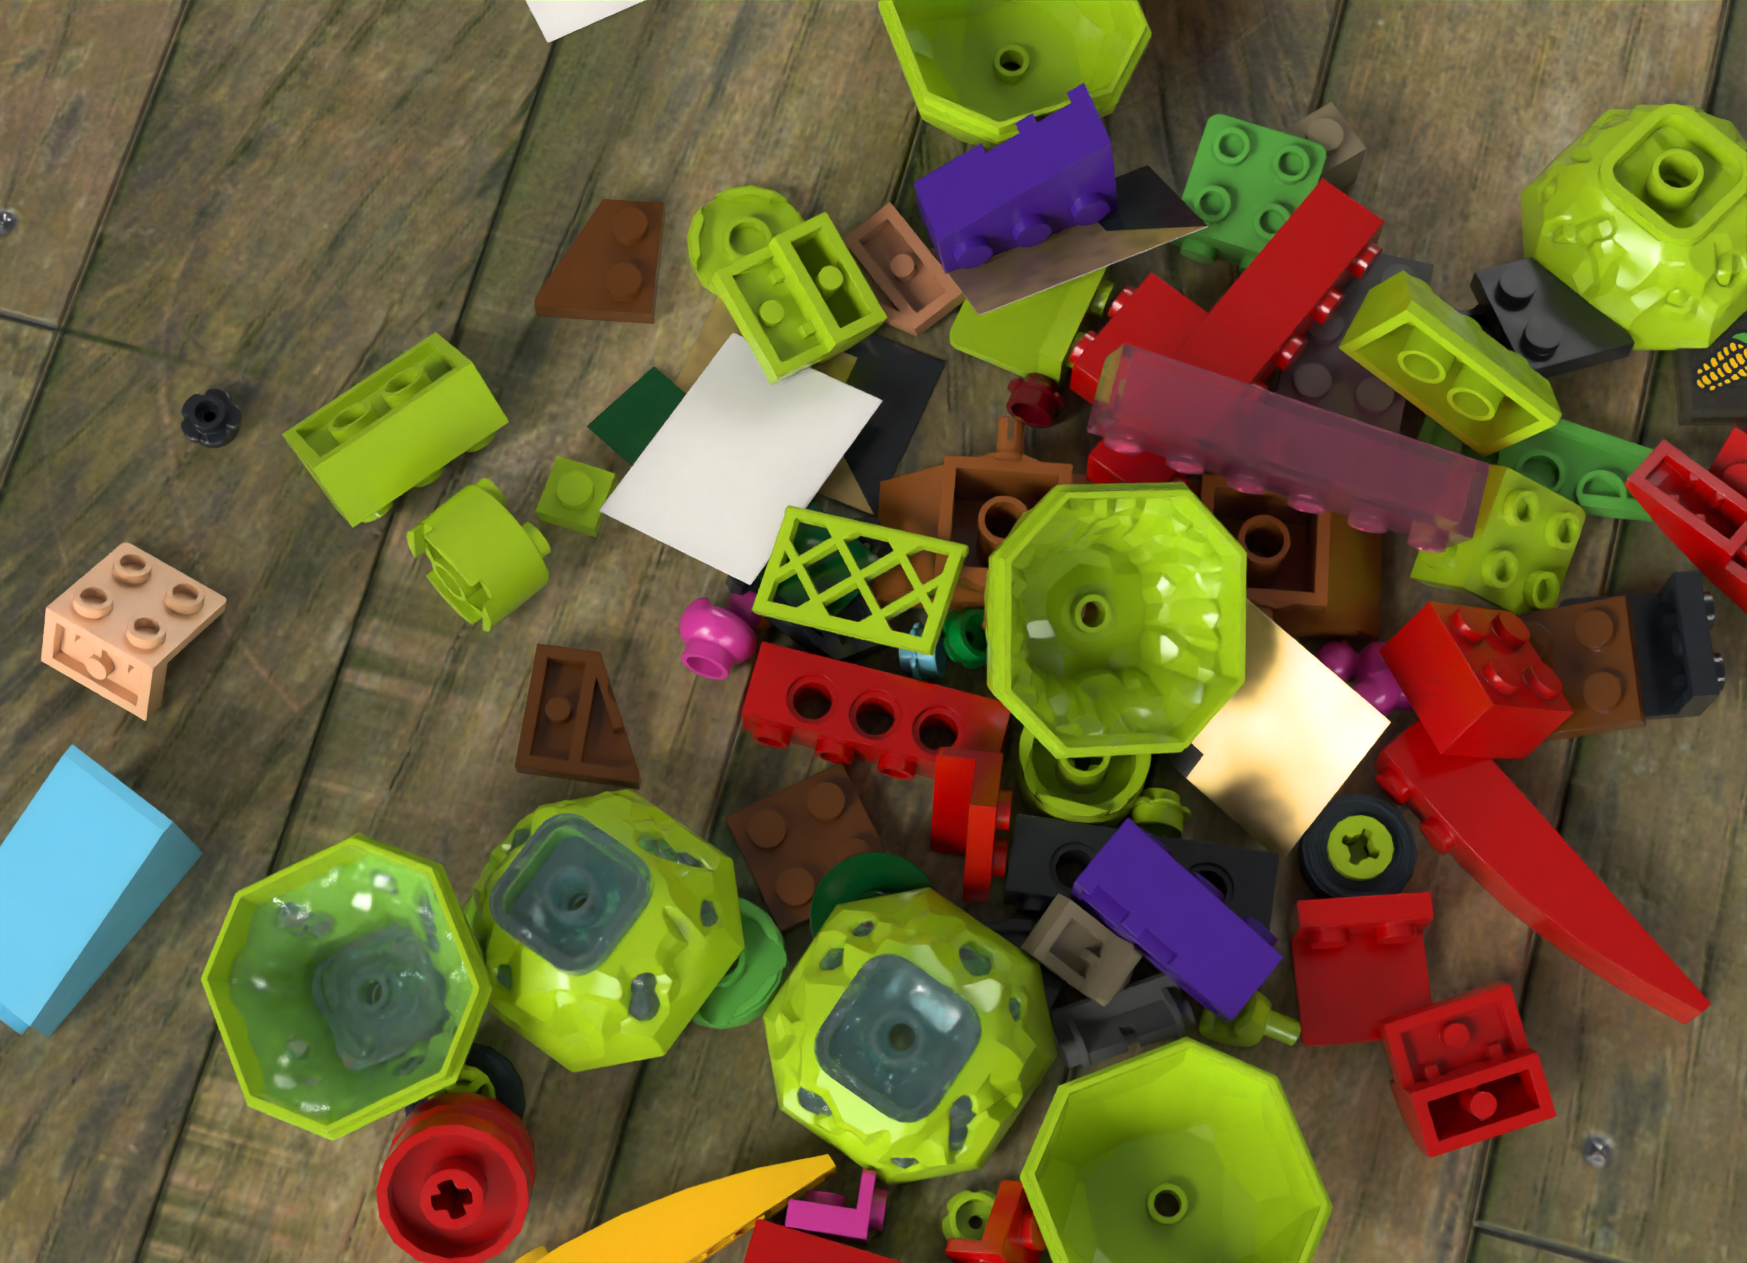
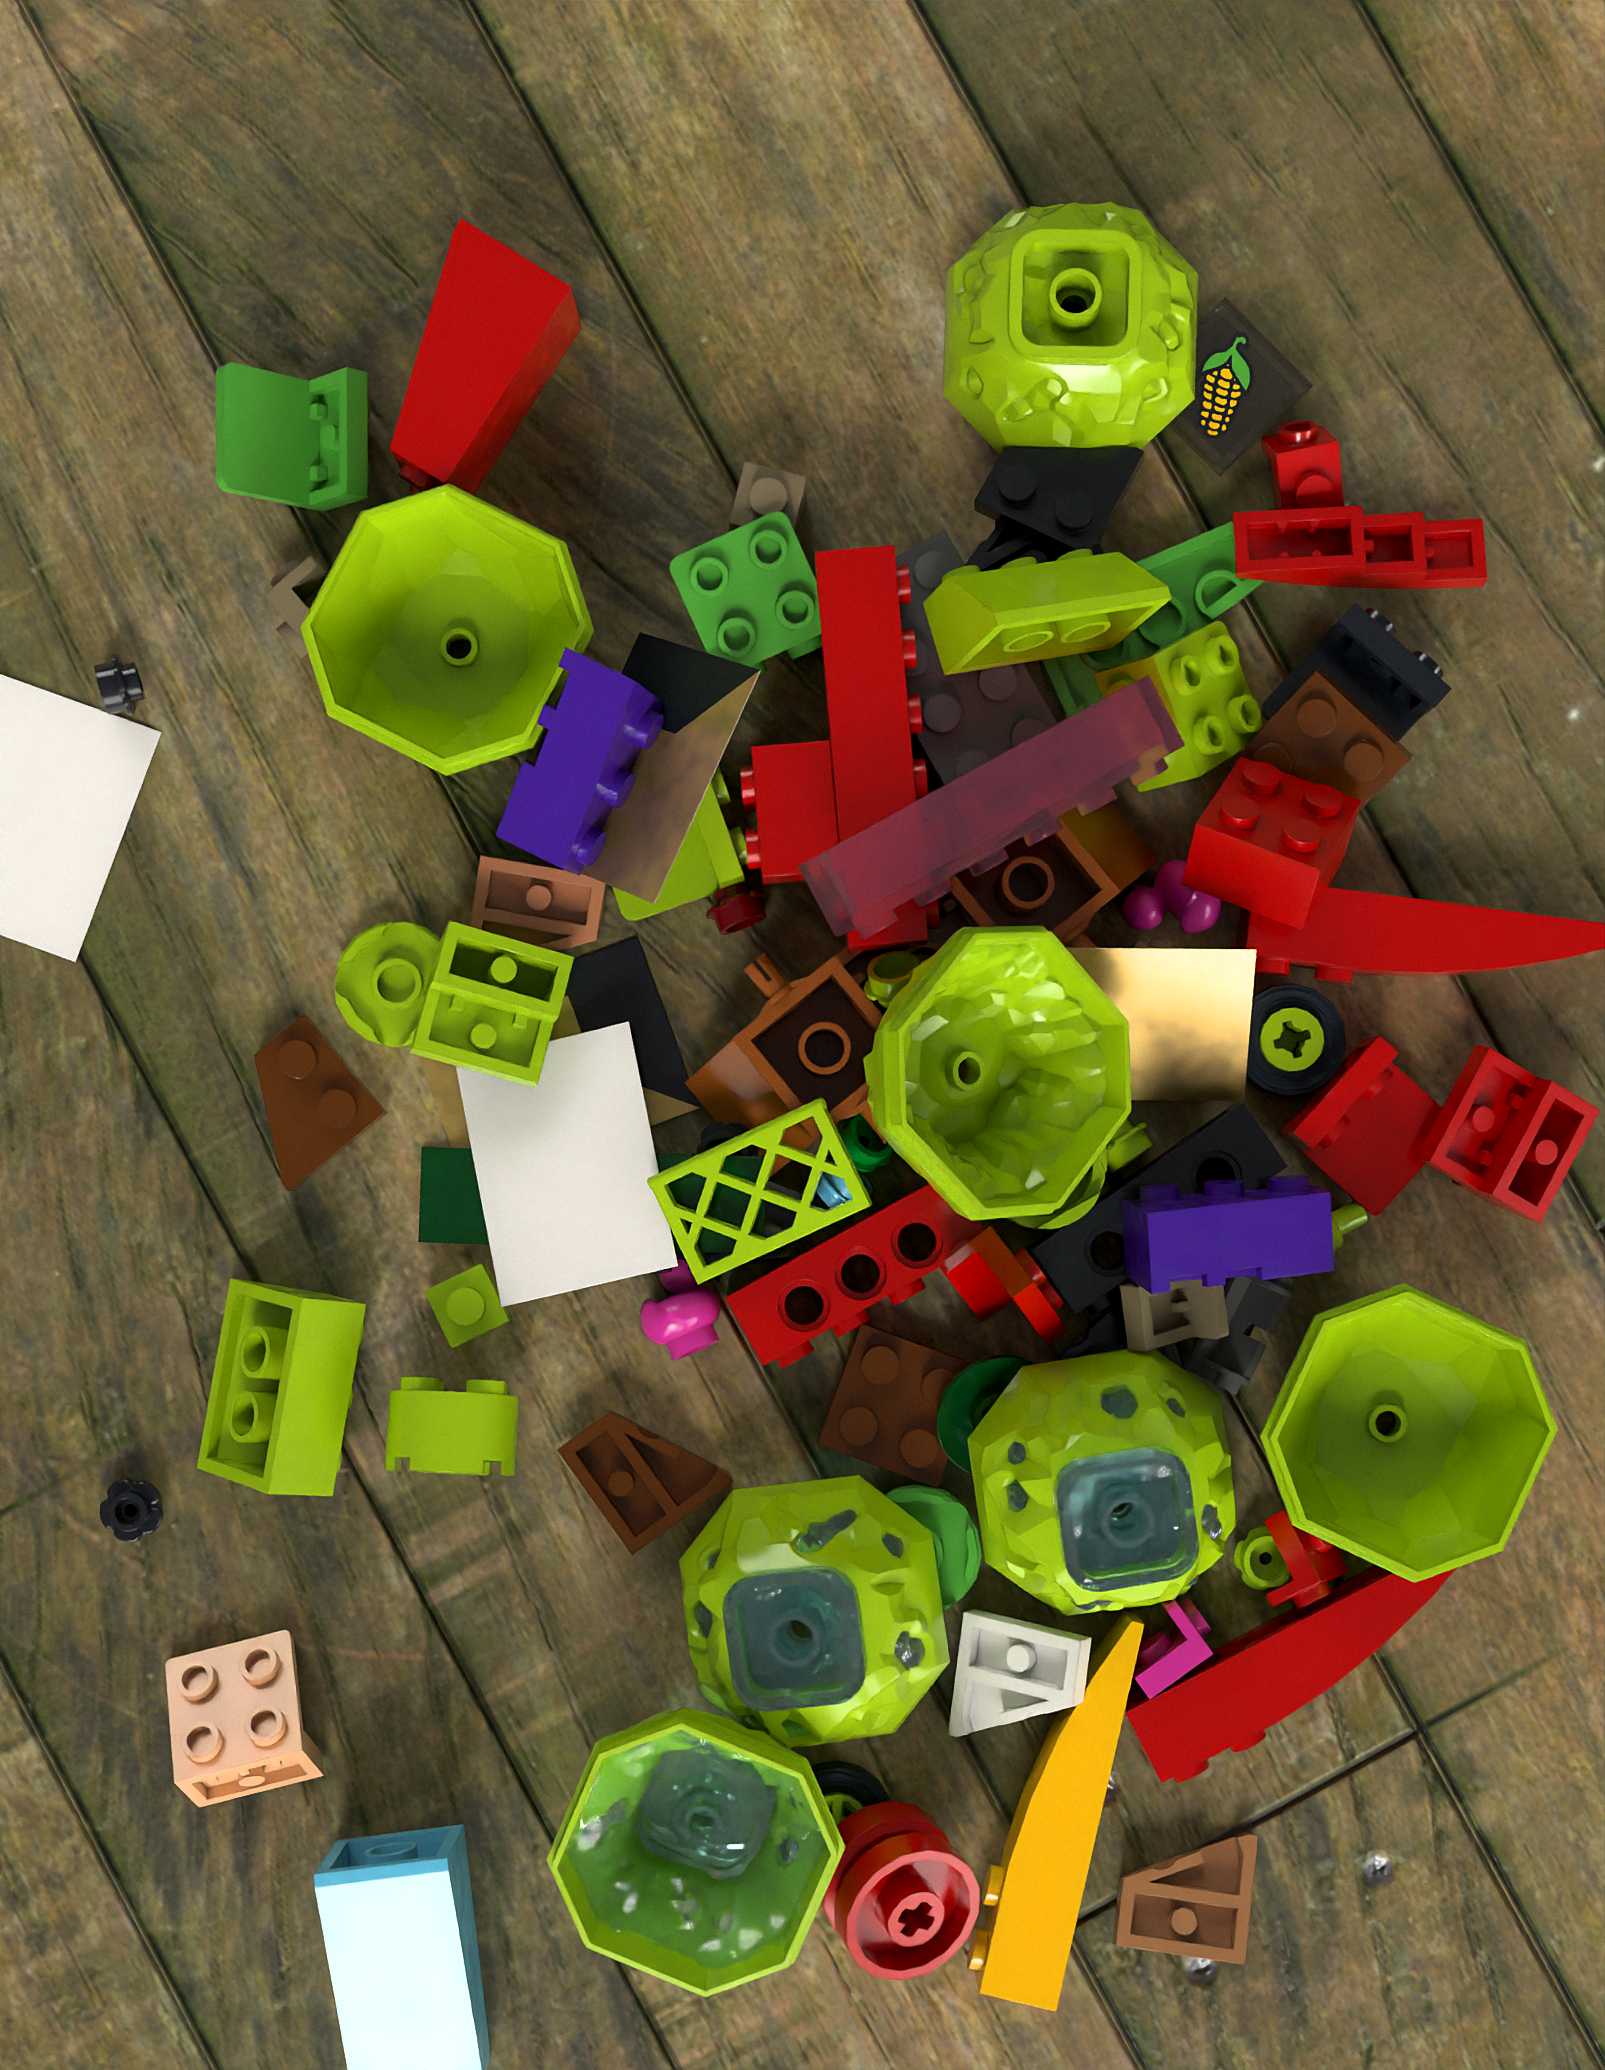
camera: 50 degrees left, 15 degrees up
(701, 1116) = (1014, 1671): none -> white wing

